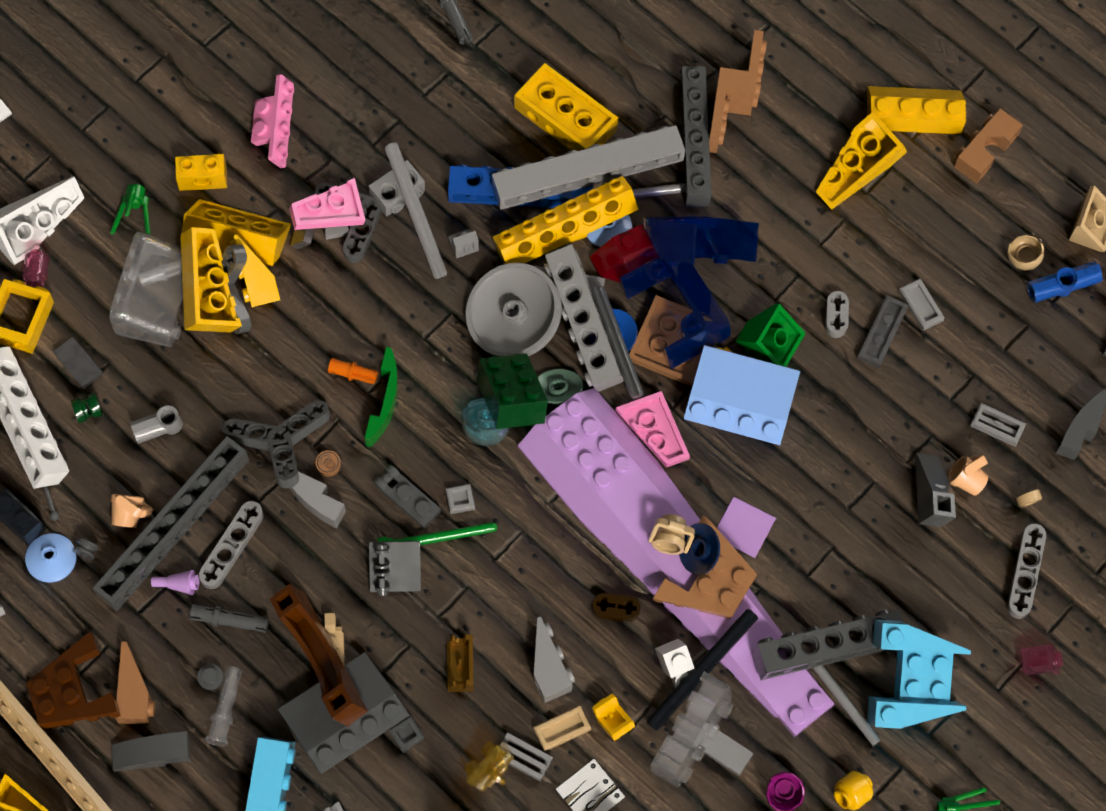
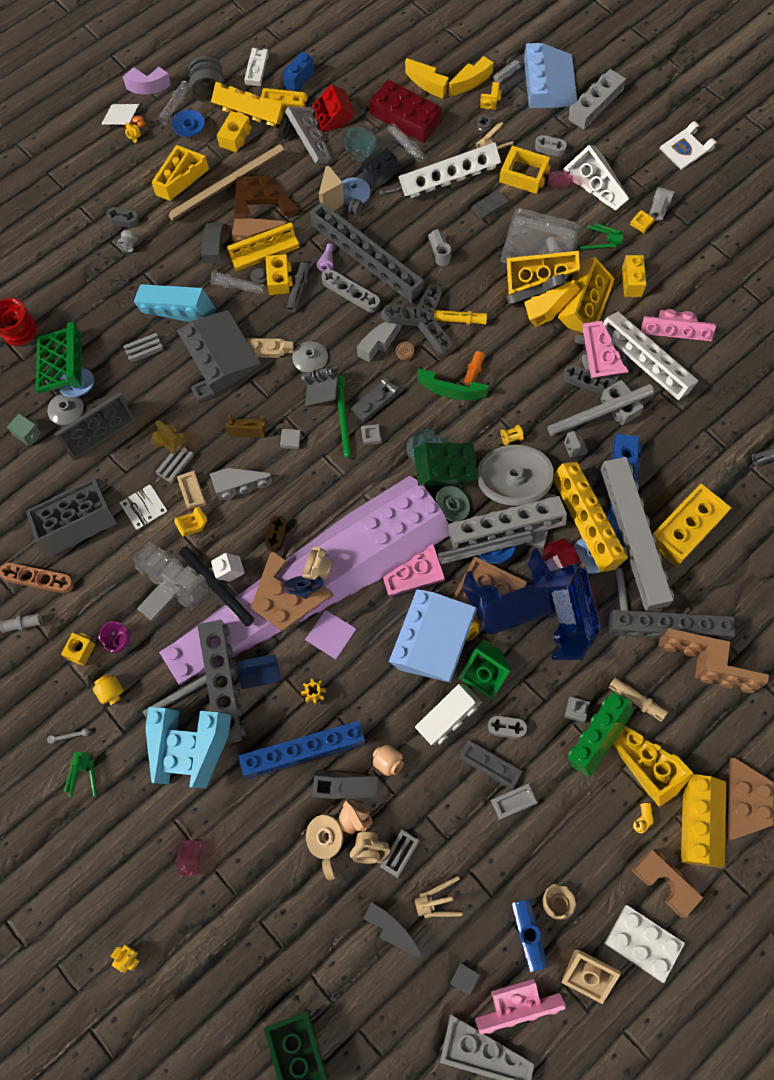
camera: 100 degrees right, 0 degrees up
(64, 581) = (331, 190): none -> tan slope
(69, 135) = (660, 202): none -> light grey piece
(81, 411) = (455, 207): dark green wheel -> none
(104, 163) = (642, 221): none -> yellow tile
(128, 509) = (379, 228): light nougat piece -> none
(163, 675) = (253, 255): none -> yellow fence
(210, 653) = (278, 278): none -> yellow brick
(273, 366) = (460, 317): none -> yellow pin
(327, 155) = (649, 356): none -> white brick
(335, 683) = (290, 323): reddish brown arch -> none
(341, 604) = (312, 362): none -> light grey dish
(452, 319) = (512, 435): none -> yellow bush
(474, 604) = (290, 438): none -> light grey tile
(790, 166) = (646, 704): none -> tan pin
(805, 239) = (576, 709): none -> light grey tile
(805, 605) = (258, 671): none -> dark blue panel
(818, 532) = (314, 697): none -> yellow gear
(834, 375) = (448, 714): none -> white wedge
(840, 212) = (600, 734): none -> green brick
(886, 64) = (749, 800): none -> medium nougat wing
(896, 442) = (388, 760): none -> light nougat head
(898, 541) = (301, 750): none -> blue brick
(922, 167) = (644, 822): none -> yellow arm
(1000, 456) = (368, 847): none -> tan piece
(1005, 507) = (317, 837): none -> tan dish
(1024, 570) = (266, 861): light grey beam -> none
(1051, 170) = (644, 943): none -> white plate
(1051, 390) = (425, 904): none -> tan plant

